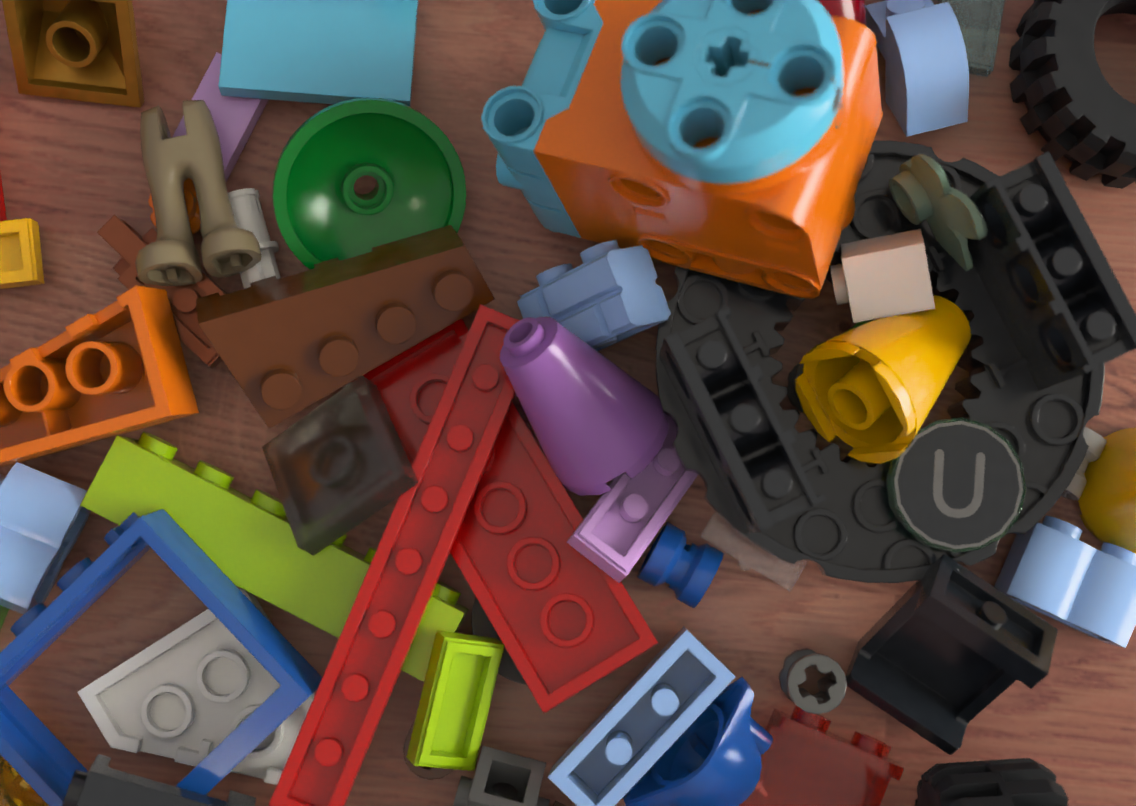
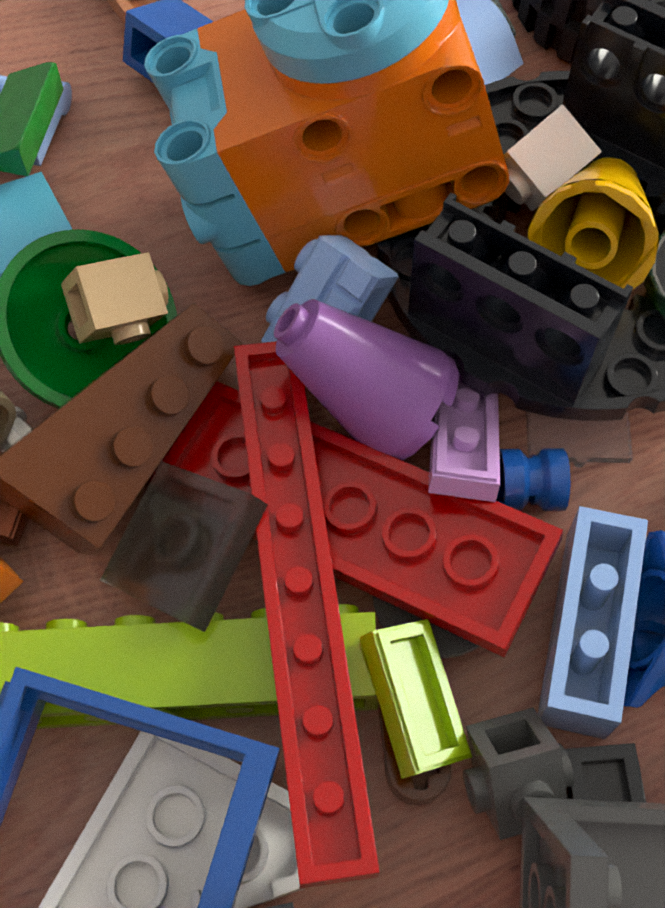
camera: 35 degrees left, 20 degrees down
(400, 199) = (116, 299): none -> tan brick
(925, 194) = (548, 79): sand green plate -> none

